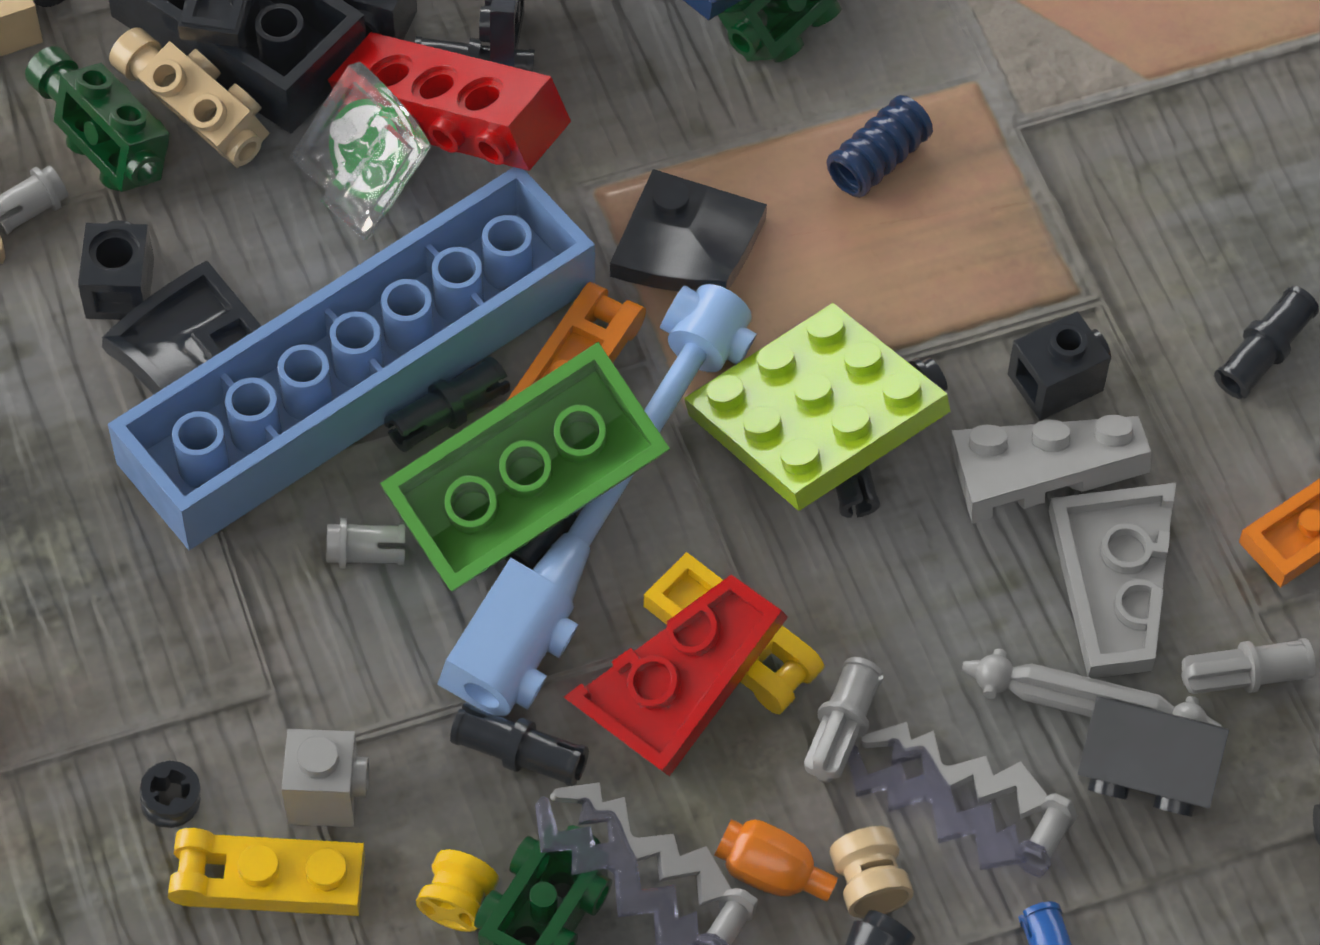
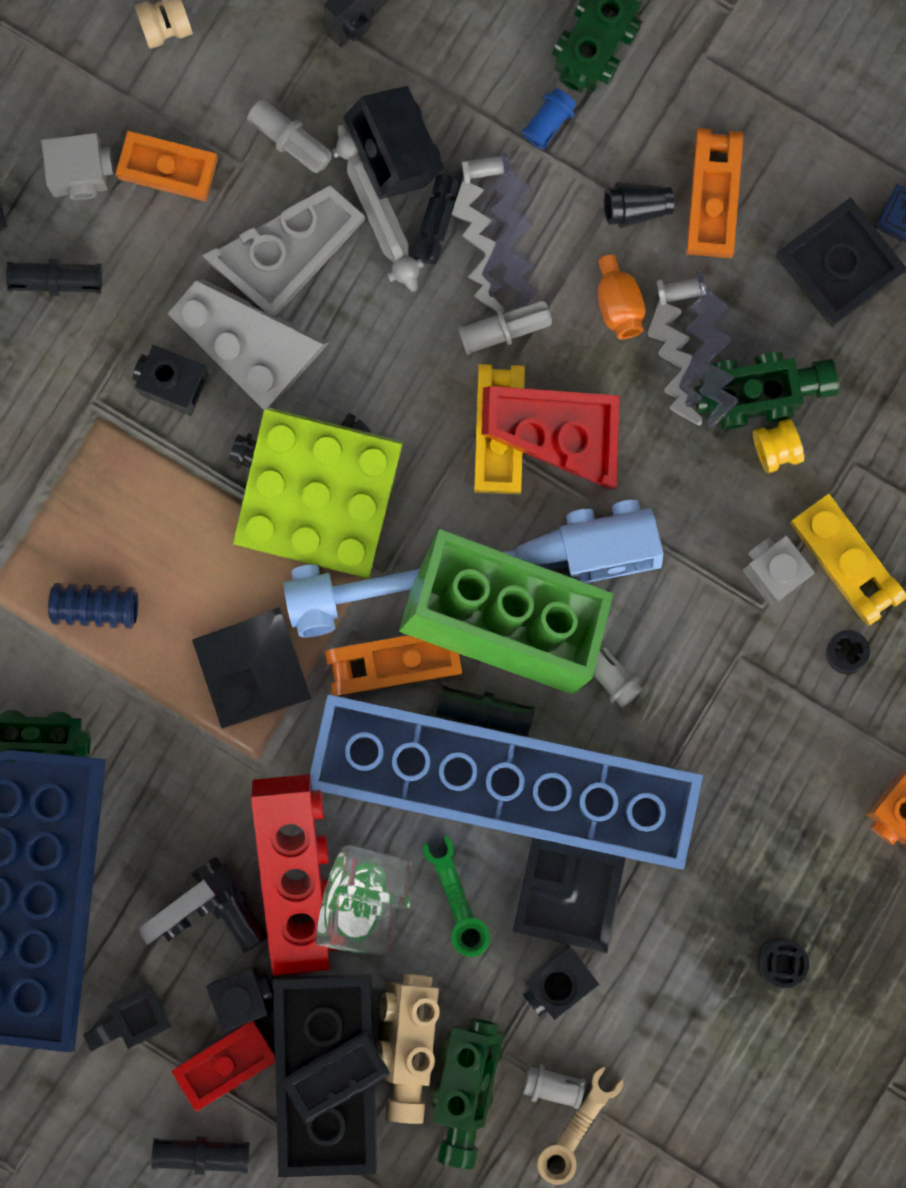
camera: 130 degrees left, 25 degrees up
(241, 229) = (460, 909): none -> green brick
(519, 744) = (665, 487): black pin -> none
(871, 871) = (585, 240): tan wheel -> none
(1027, 744) = (436, 218): none -> black axle

